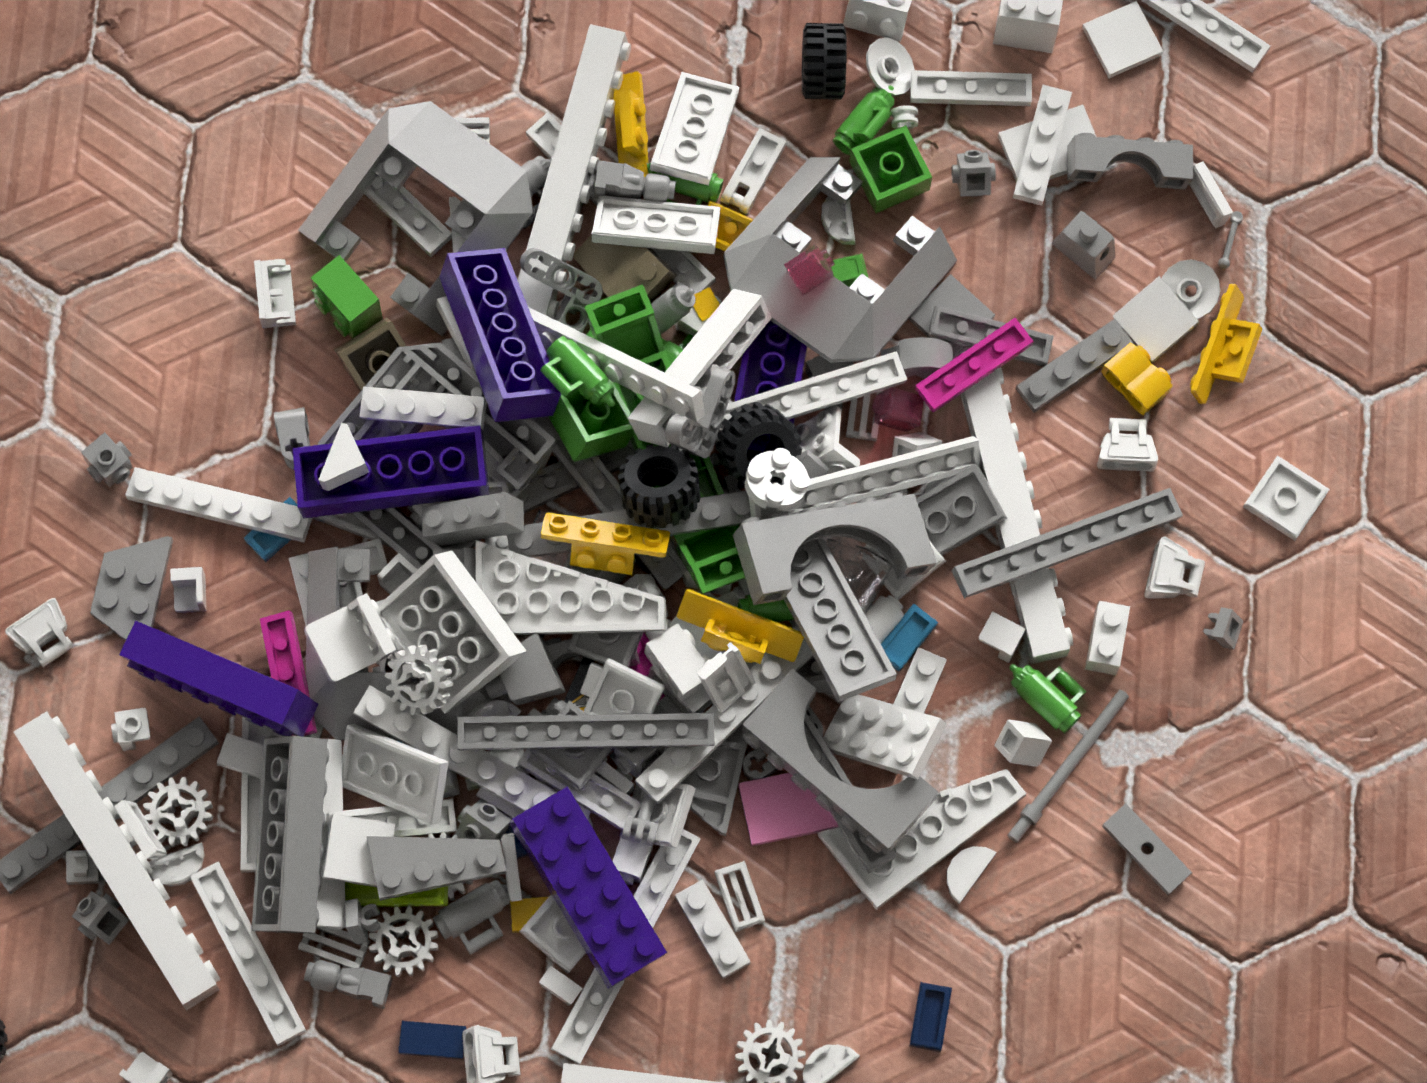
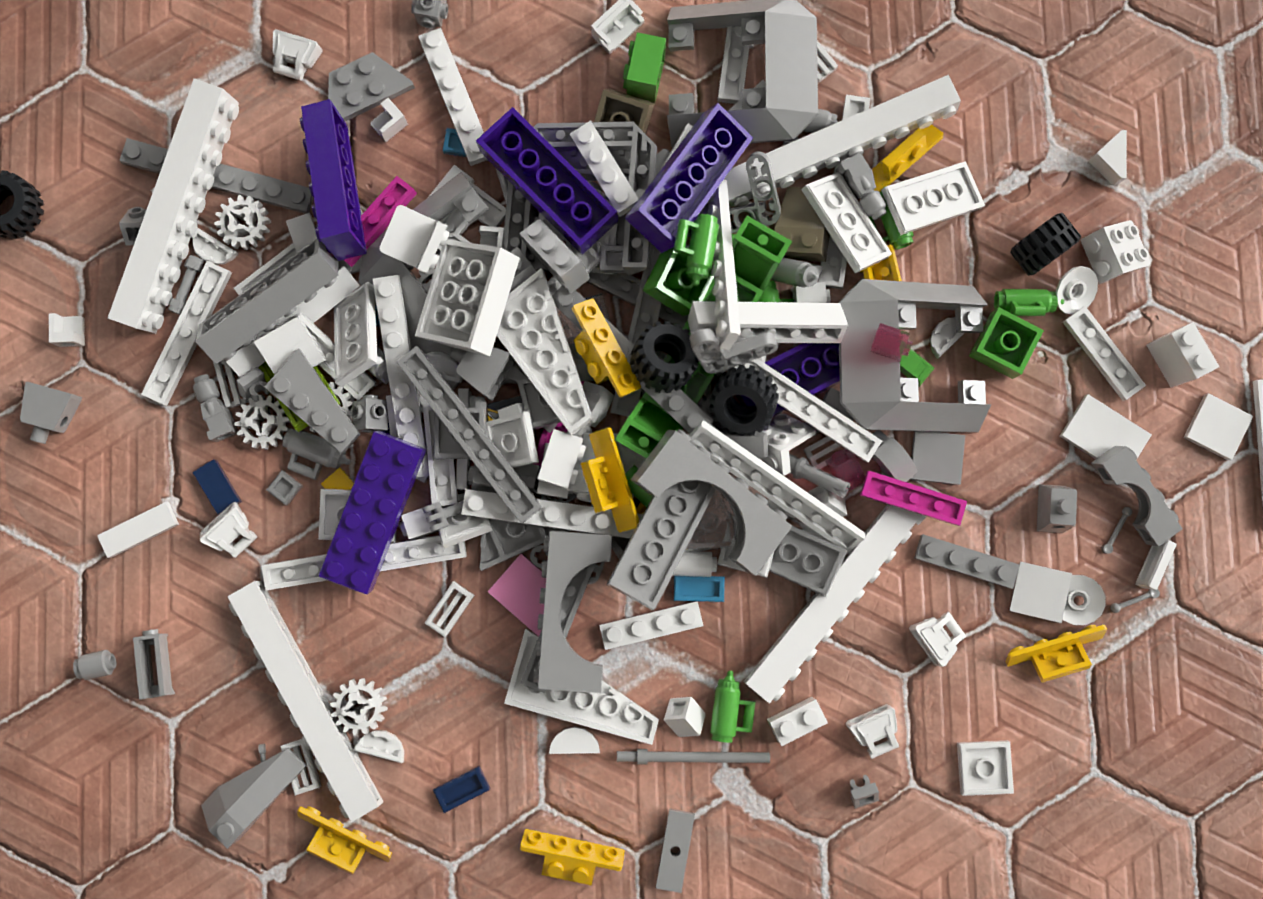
camera: 55 degrees right, 10 degrees up
(130, 727) = (270, 152): white bracket -> none
(140, 830) = (207, 207): white tile -> none
(182, 897) = (193, 266): none -> light grey bar
(292, 432) = (536, 104): light grey piece -> none
(343, 461) = (525, 142): white slope -> none
(413, 664) = (419, 302): white gear -> none
(487, 972) = (284, 487): none -> light grey tile
(511, 865) = (354, 455): white tile -> none
(560, 985) = (307, 540): white piece -> none
(705, 303) = (819, 293): yellow sticker -> none
(712, 929) = (415, 608): white plate -> none
(725, 677) = (568, 497): white plate -> none
(753, 170) = (935, 257): white plate -> none
(782, 465) = (738, 423): white plate -> none
(866, 448) = (802, 469): none -> light grey pin
(884, 735) = (615, 630): white plate -> none
(904, 116) = (1049, 325): white bush -> none
(970, 329) = (939, 479): light grey tile -> none
(973, 173) = (1046, 399): light grey brick -> none
(1002, 635) = (745, 650): white panel -> none
(1042, 145) = (1102, 429): white plate -> none
(1066, 543) = (838, 649): light grey plate -> none
(1080, 957) = (571, 858): none -> yellow bracket
(1137, 378) = (990, 610): yellow brick -> none
(1161, 227) = (1108, 548): none -> light grey hinge

